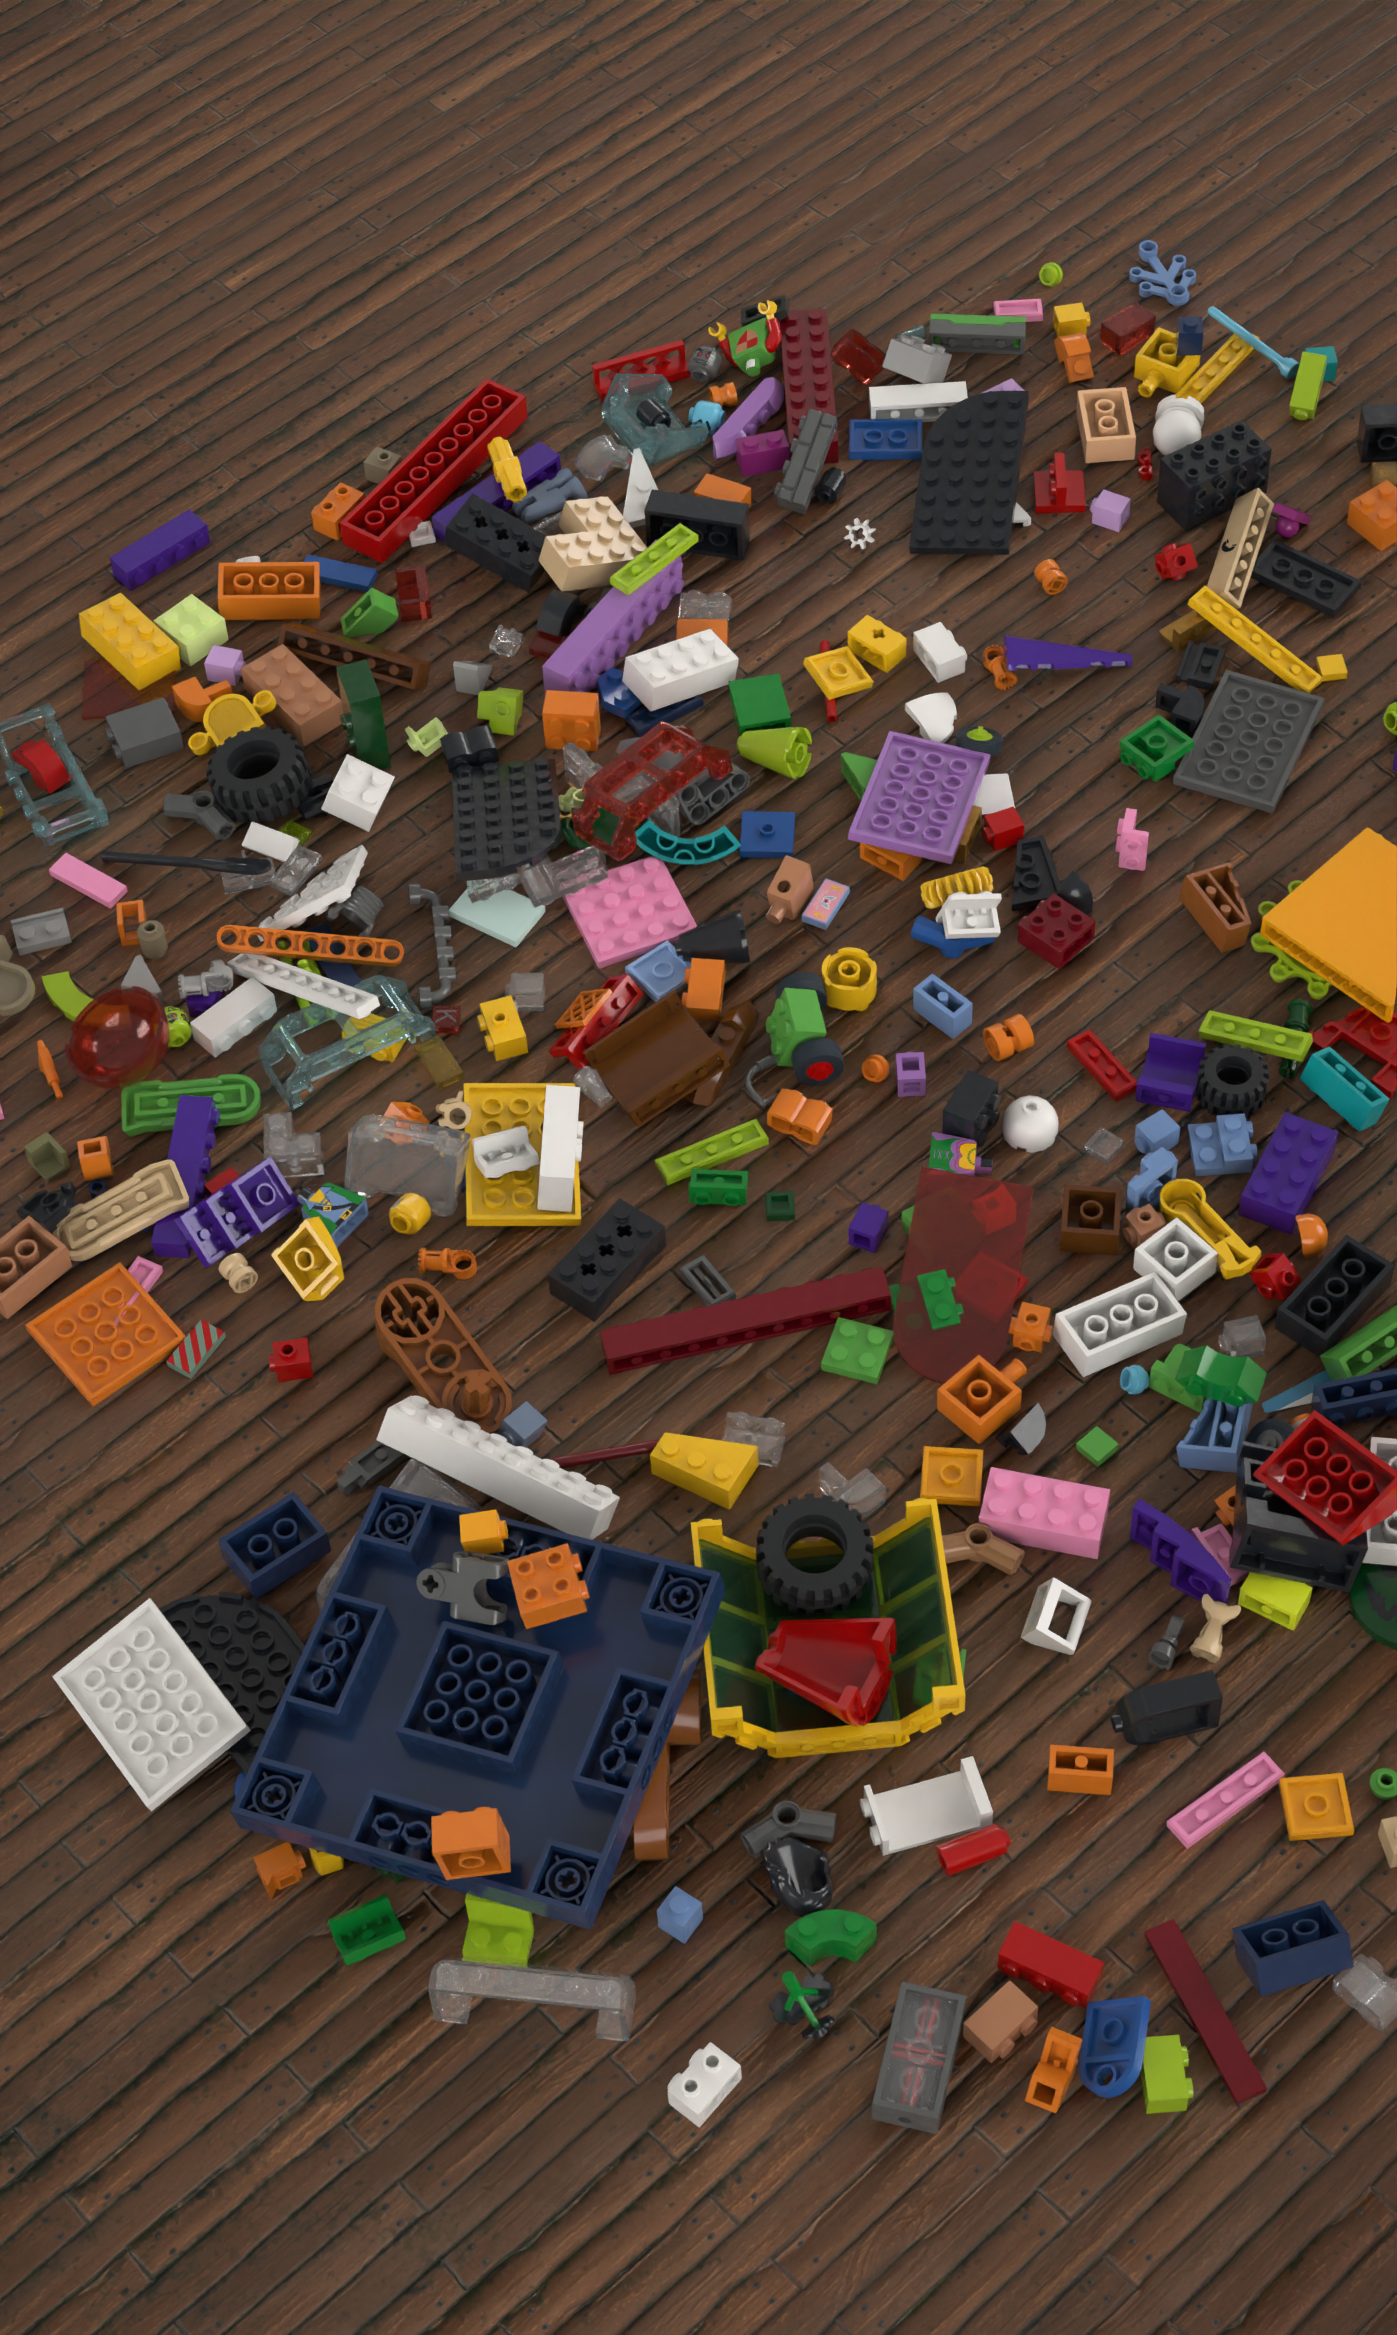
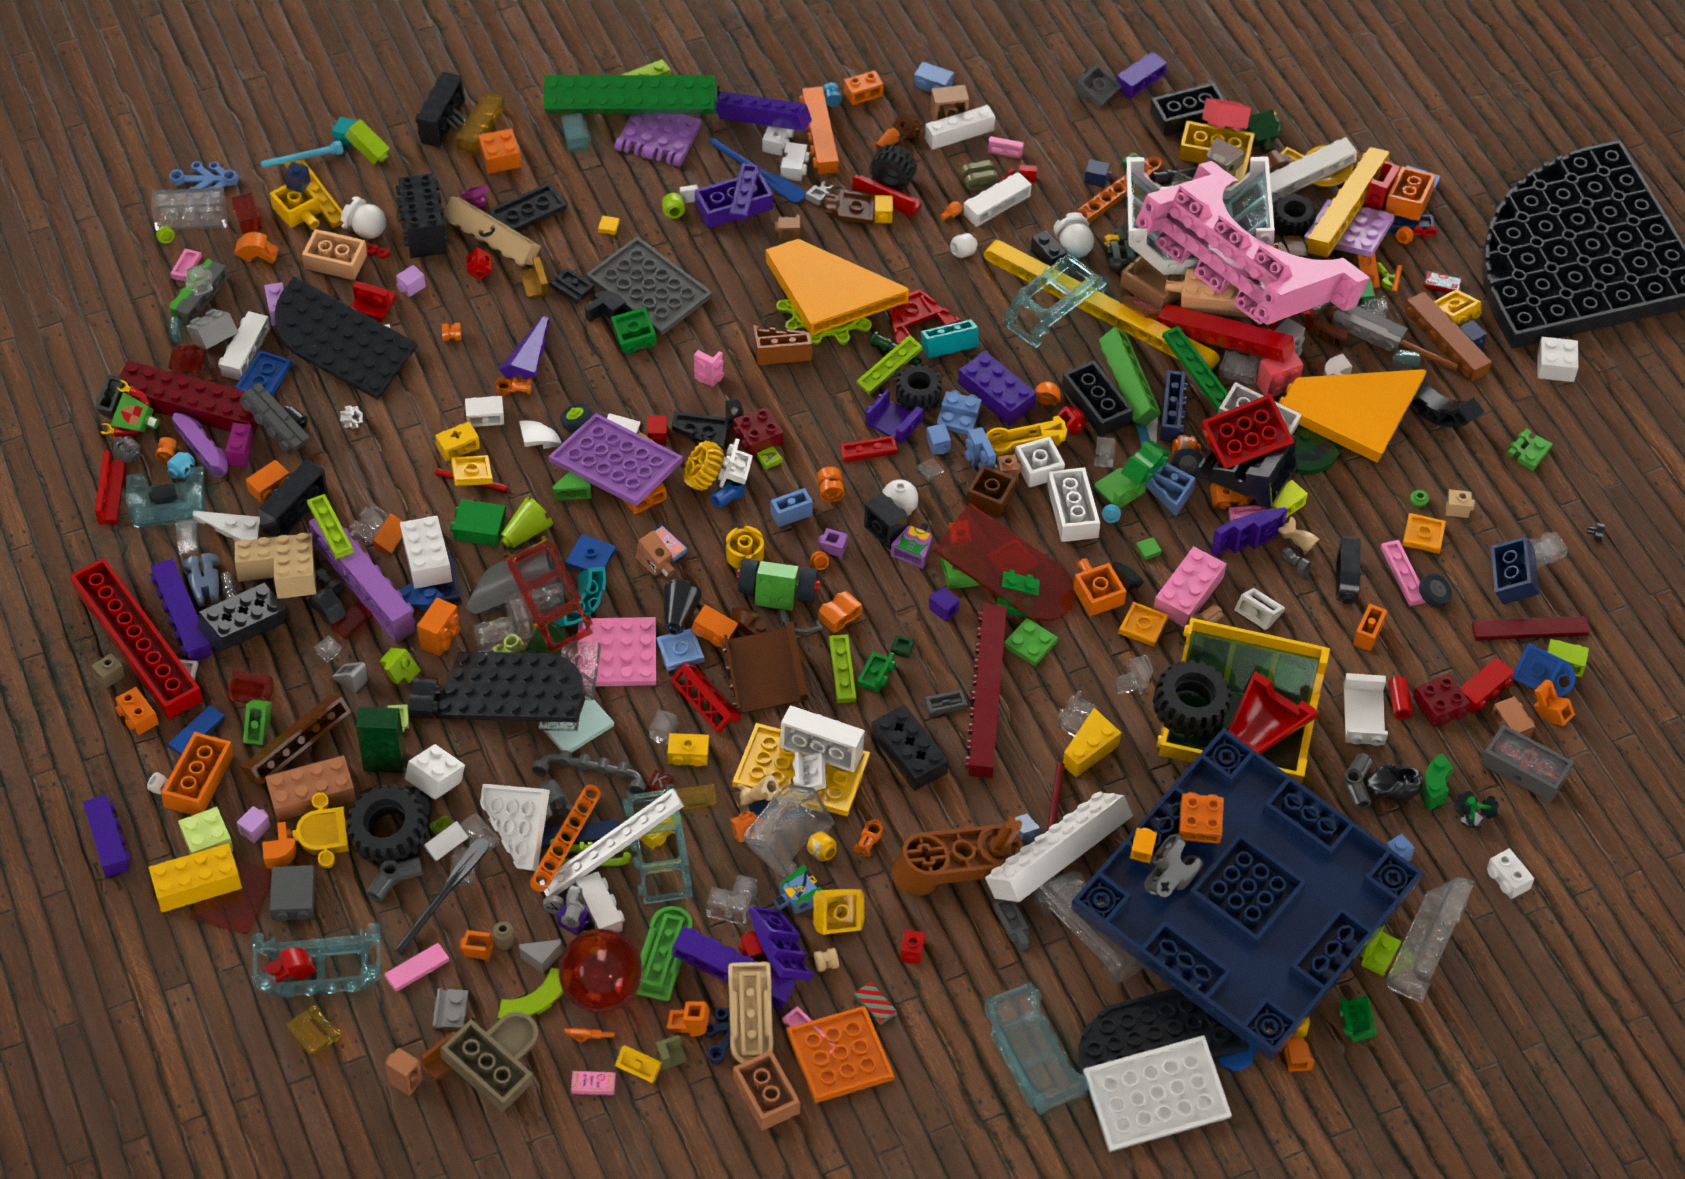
camera: 75 degrees left, 0 degrees up
(20, 1130) = (638, 1064): none -> yellow plate
(49, 1208) = (725, 1055): black plate -> none
(170, 1541) = (1032, 1049): none -> windscreen
(274, 1545) = (1062, 992): dark blue brick -> none
(470, 1843) = (1365, 910): orange brick -> none
(507, 469) = (174, 589): yellow piece -> none
(580, 1002) = (685, 689): orange window -> none
(592, 1086) = (761, 714): clear cone -> none
(977, 316) = (198, 279): none -> clear brick
(987, 1906) = (1441, 700): none -> dark red brick
(1026, 962) = (769, 457): none -> lime tile
(1031, 1327) = (1057, 547): orange brick -> none
(1070, 319) = (219, 240): yellow brick -> none
(1094, 272) = (190, 208): none -> clear brick
(1204, 1847) = (1435, 590): none -> black wheel
(1254, 640) = (571, 250): yellow tile -> none

